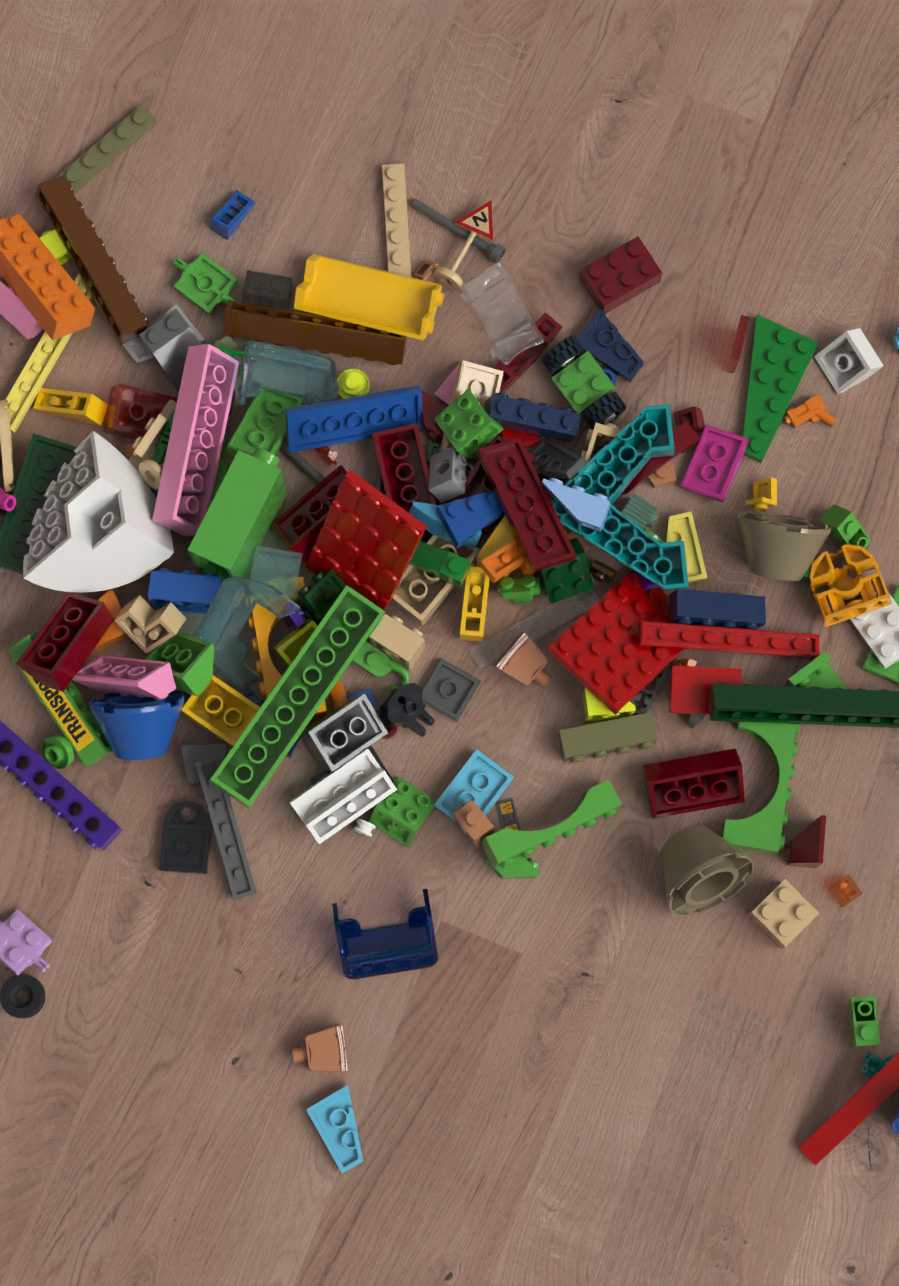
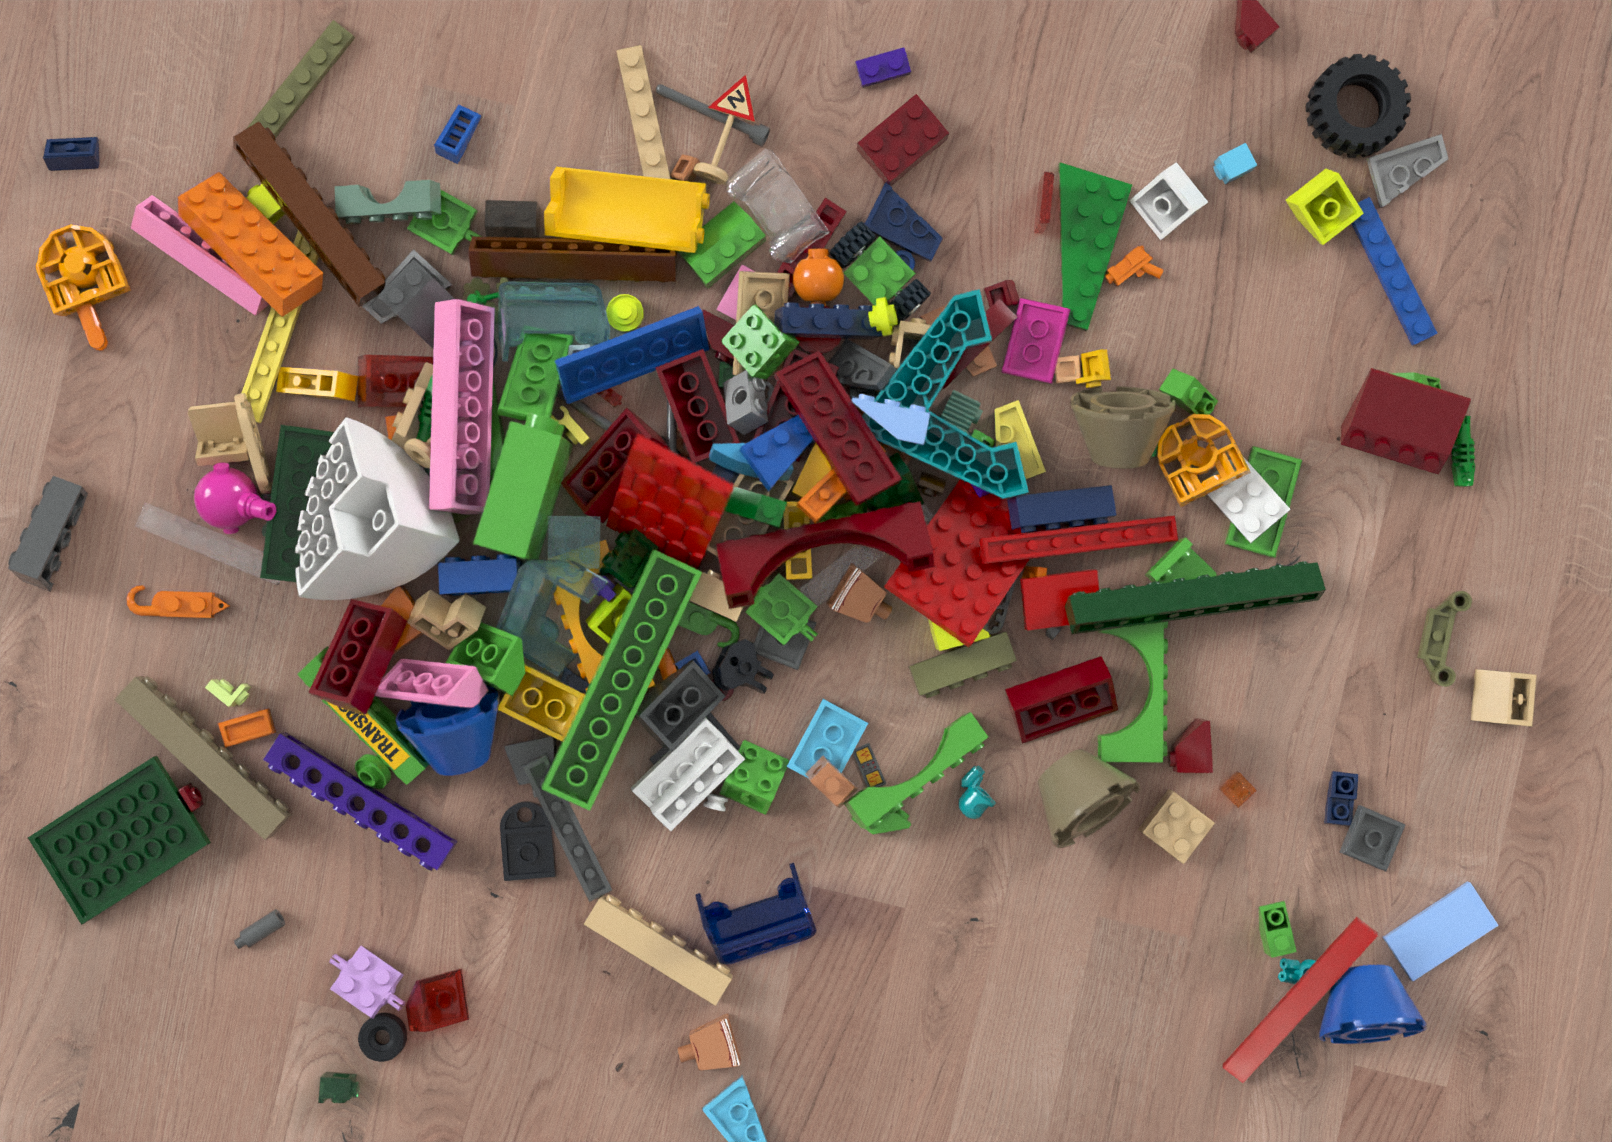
camera: 15 degrees left, 10 degrees up
(78, 970) = (437, 1002): none -> clear red slope
(187, 261) = (416, 199): none -> sand green arch
(290, 954) = (658, 949): none -> tan brick
(291, 480) = (575, 432): none -> light yellow plate
(433, 608) = (893, 530): none -> dark red arch
(450, 341) = (726, 242): none -> bright green slope
(451, 662) = (782, 610): none -> bright green plate
(529, 378) = (818, 277): none -> orange brick
(581, 417) = (883, 316): none -> neon yellow plate
(601, 861) = (974, 799): none -> teal piece
(612, 212) = (883, 67): none -> dark purple plate
(738, 493) = (1067, 369): none -> light nougat tile

